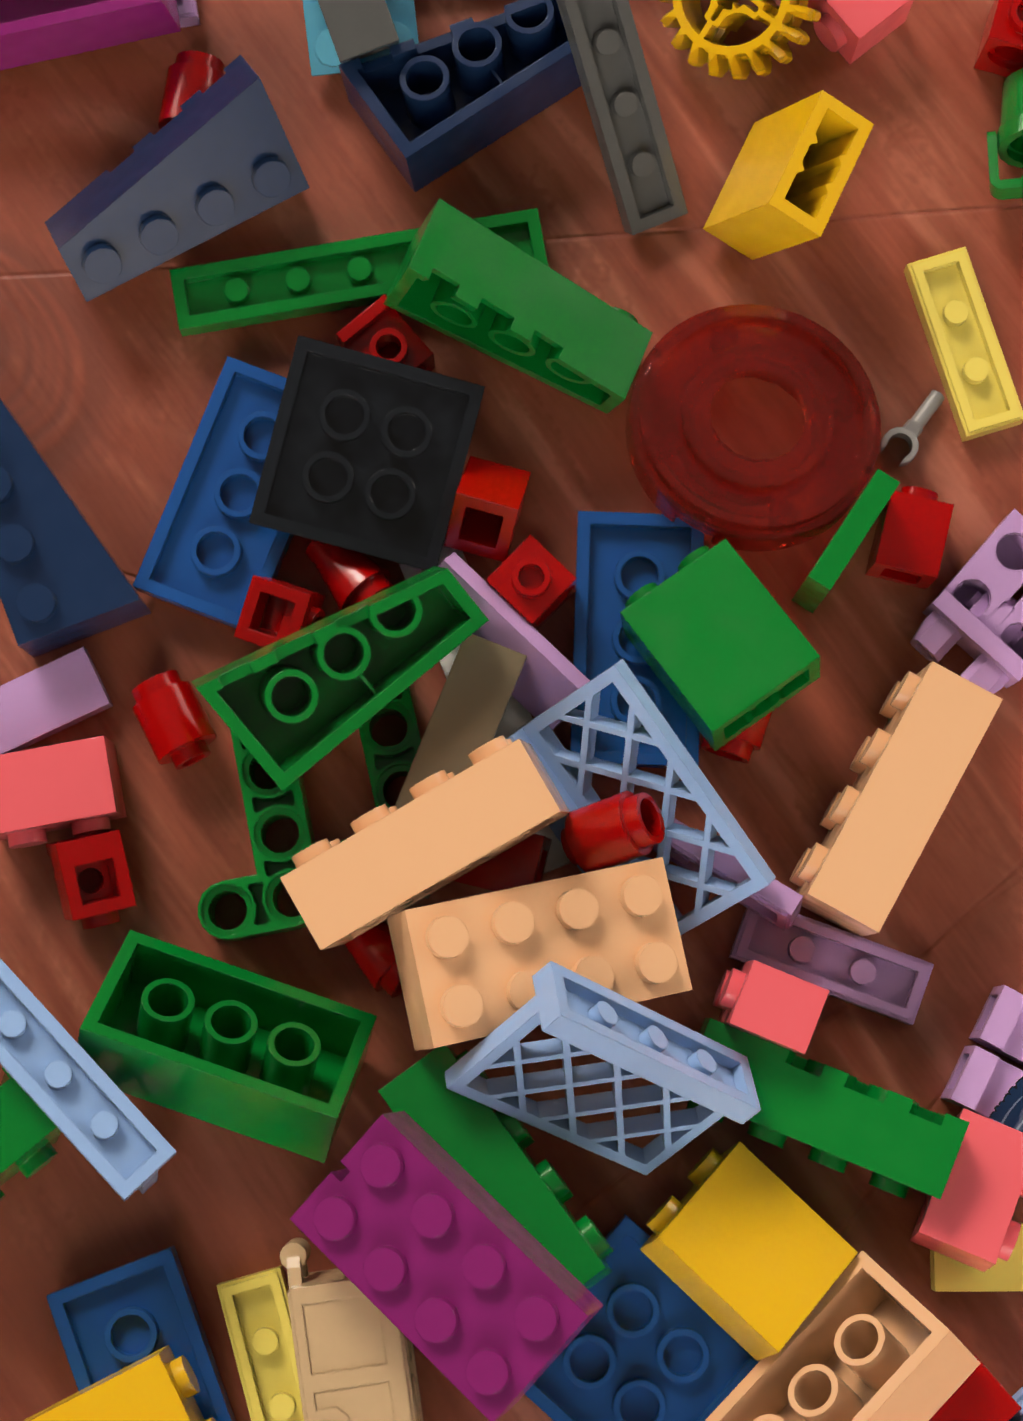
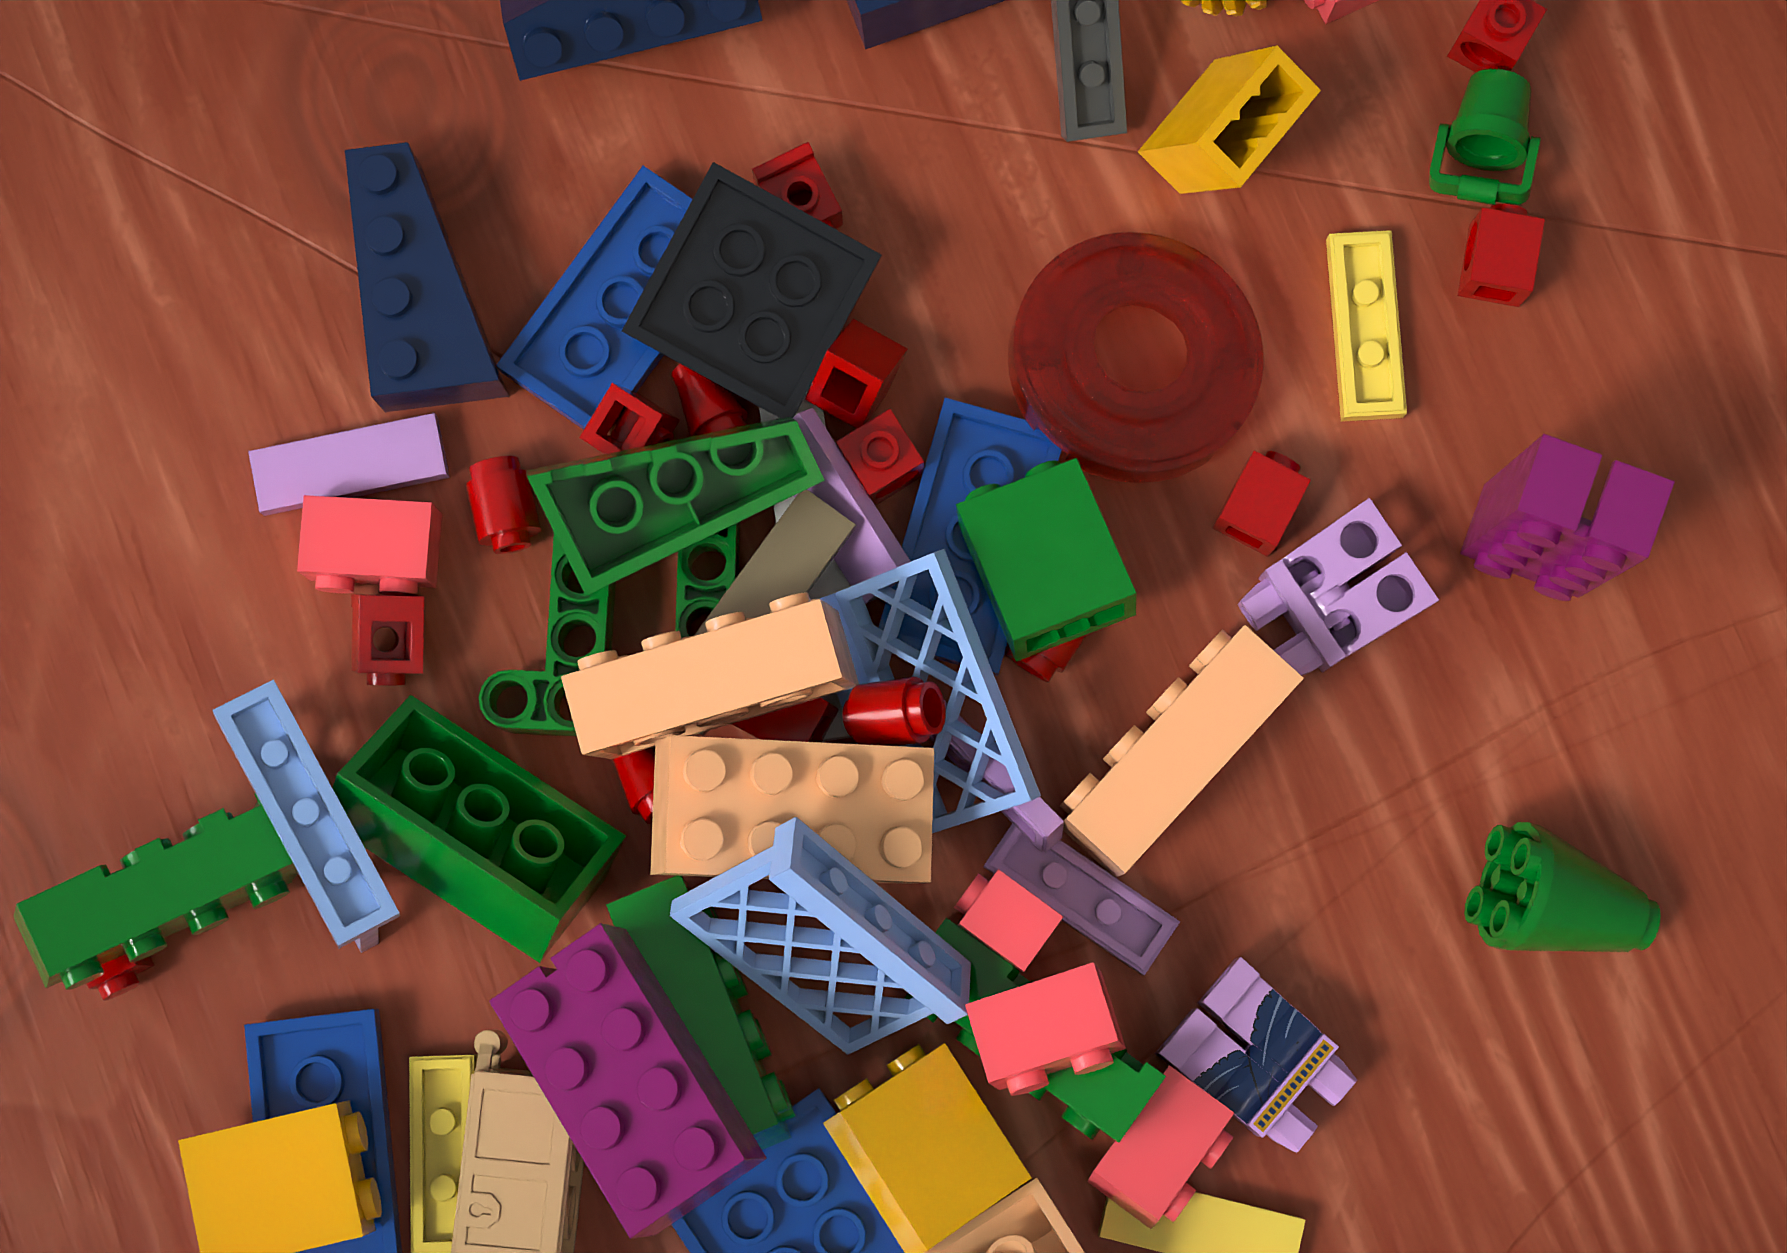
camera: 15 degrees right, 0 degrees up
(314, 277) = (791, 114): green plate -> none
(517, 309) = (933, 188): green wedge -> none
(841, 1106) = (1046, 1029): none -> coral brick
(846, 541) = (1195, 489): green tile -> none
(914, 426) = (1295, 395): light grey hand -> none

